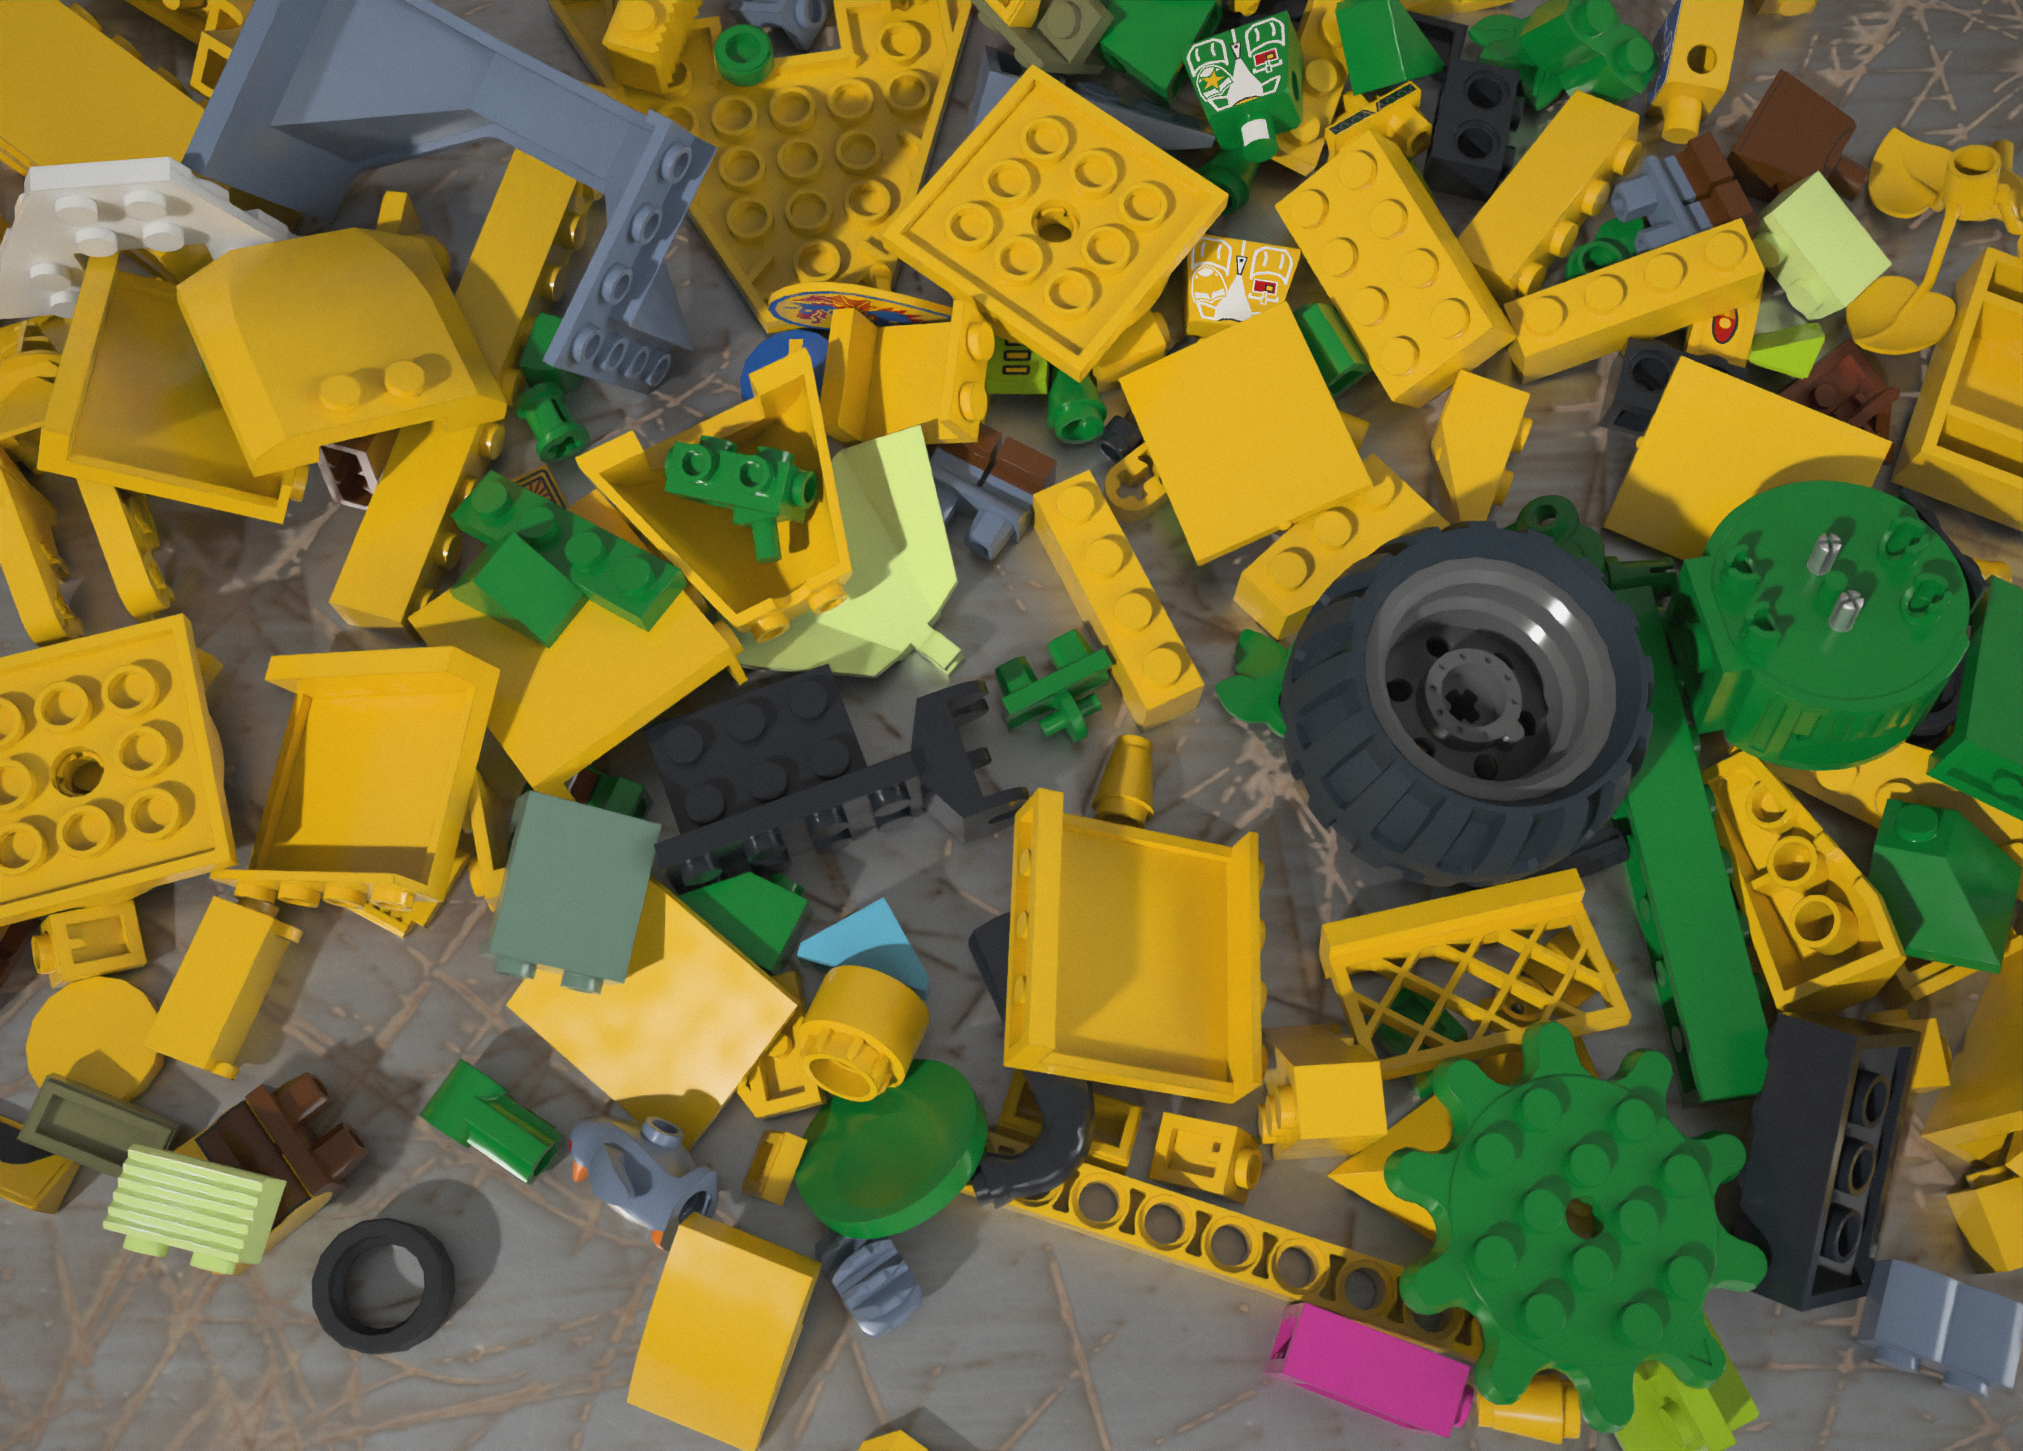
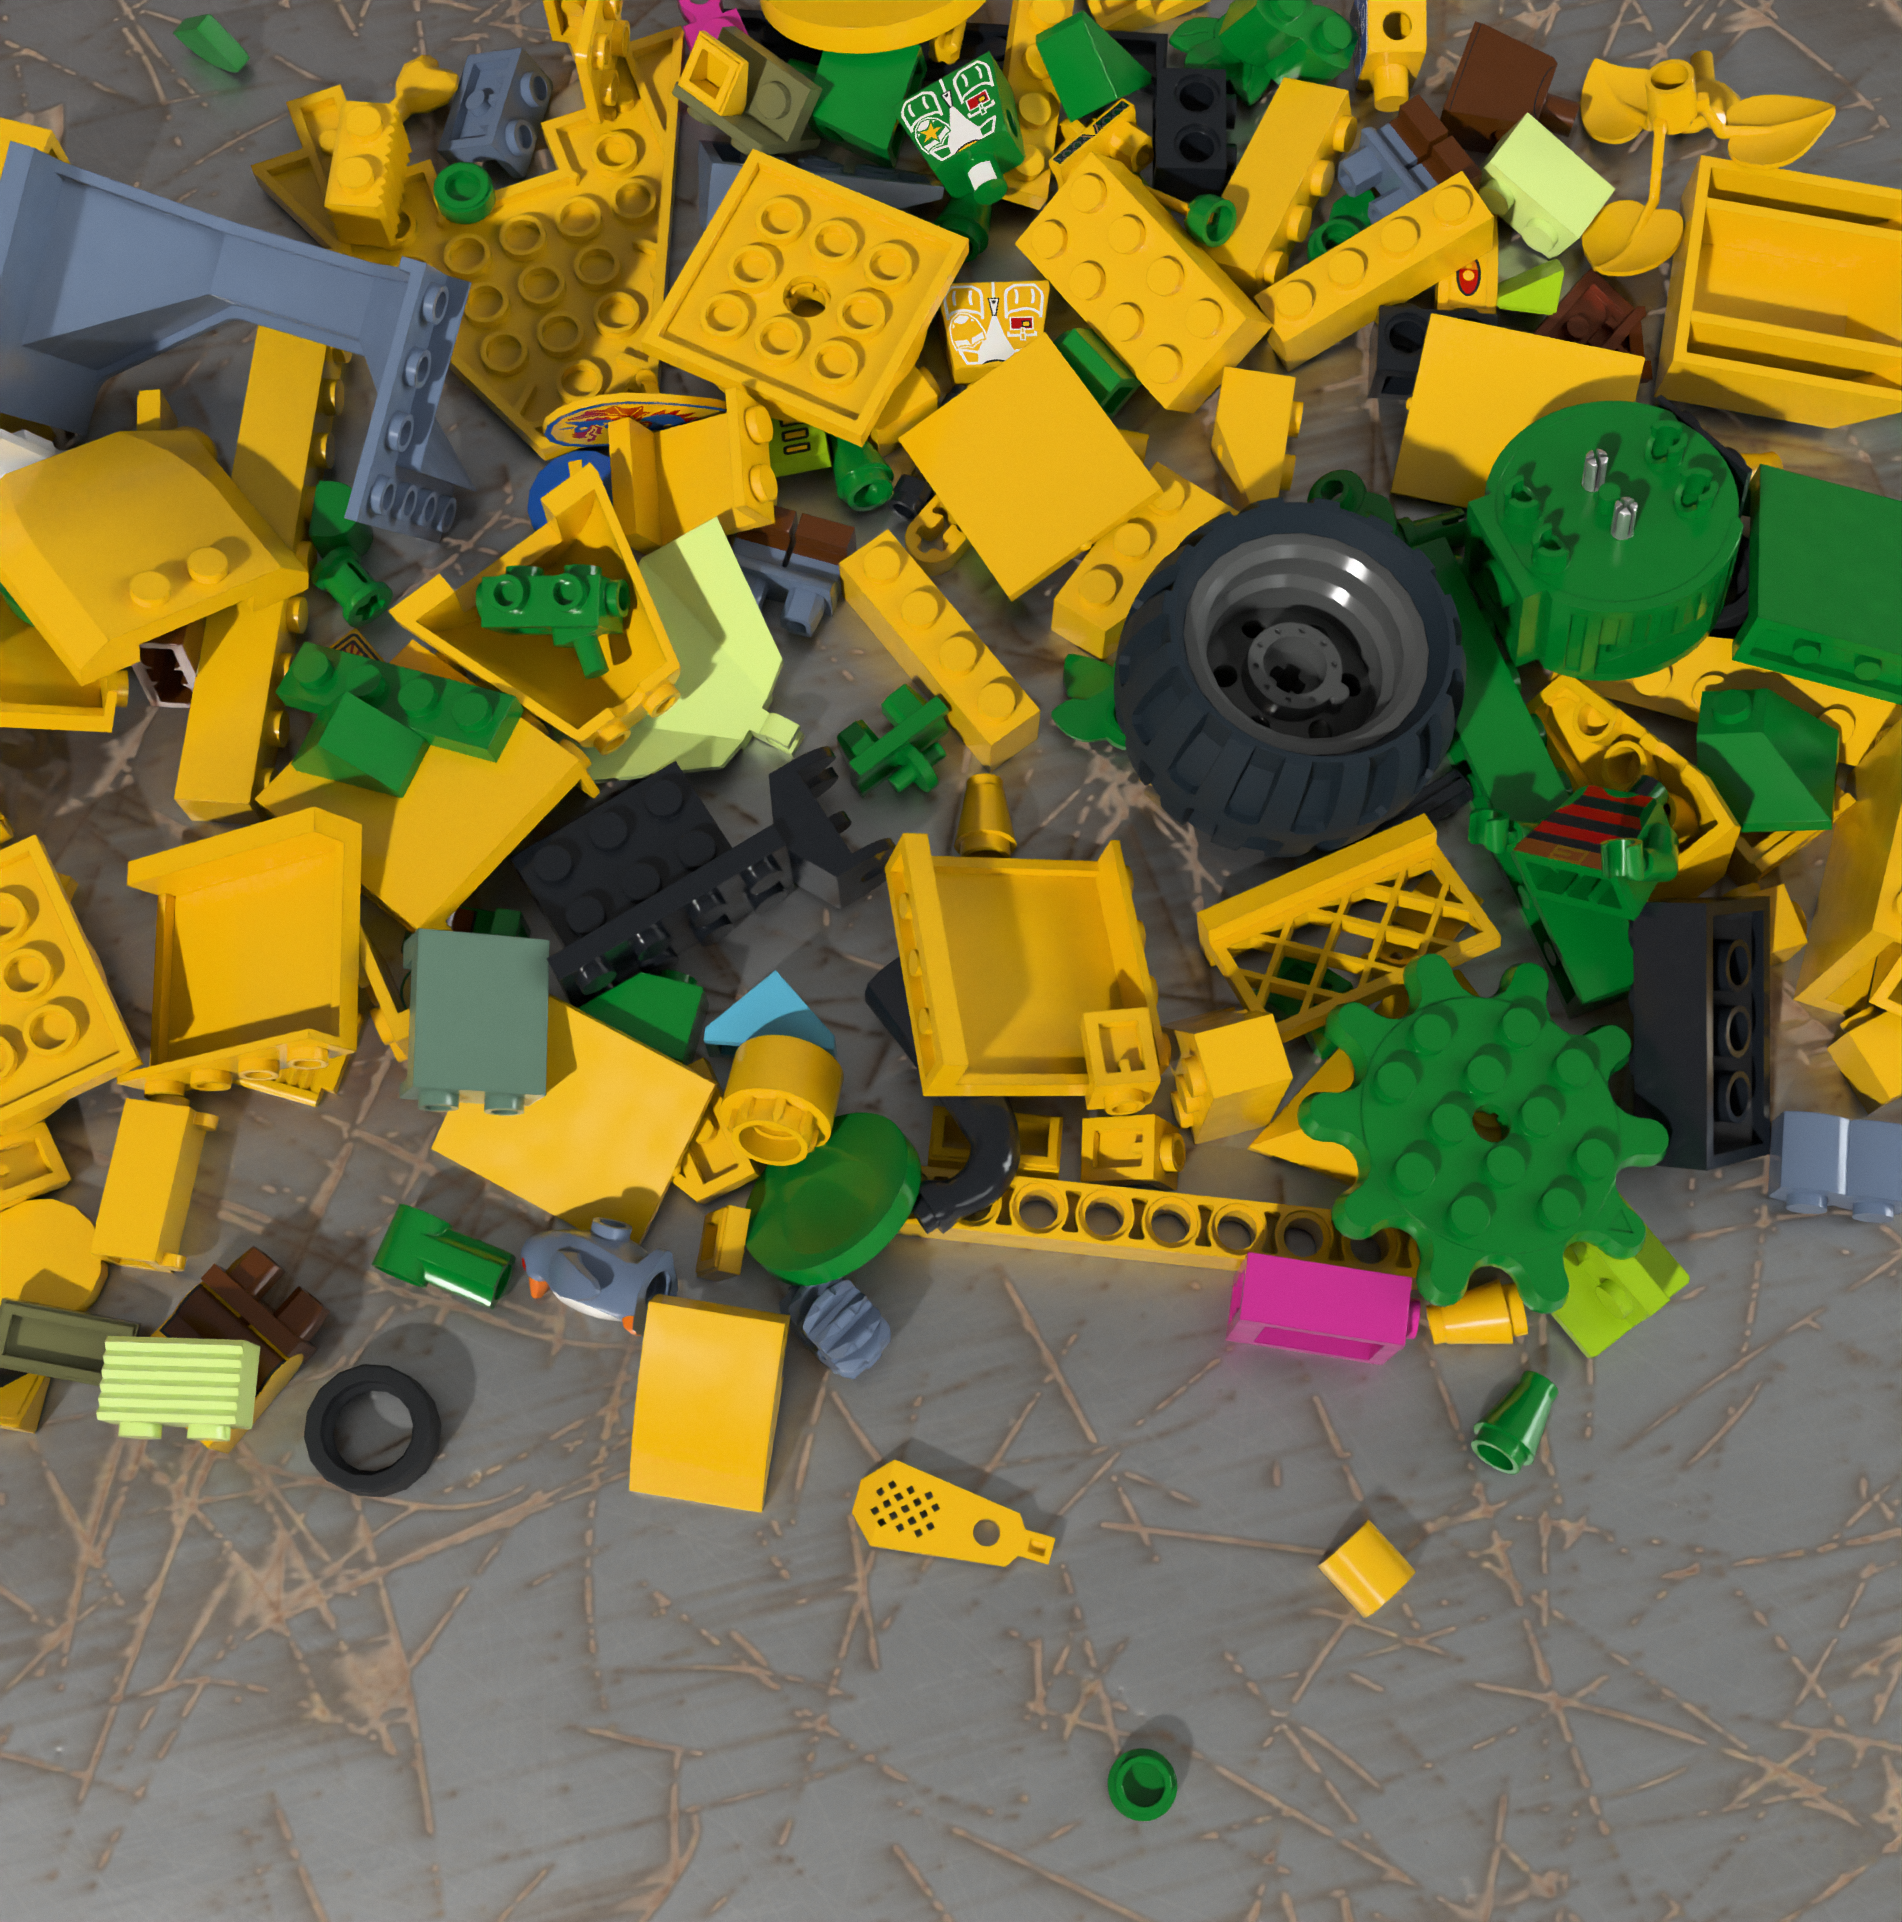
camera: 10 degrees left, 0 degrees up
(1213, 1066) = (1119, 1060): none -> yellow bracket
(1464, 212) = (1199, 213): none -> green hinge
(1746, 945) = (1594, 850): none -> green torso

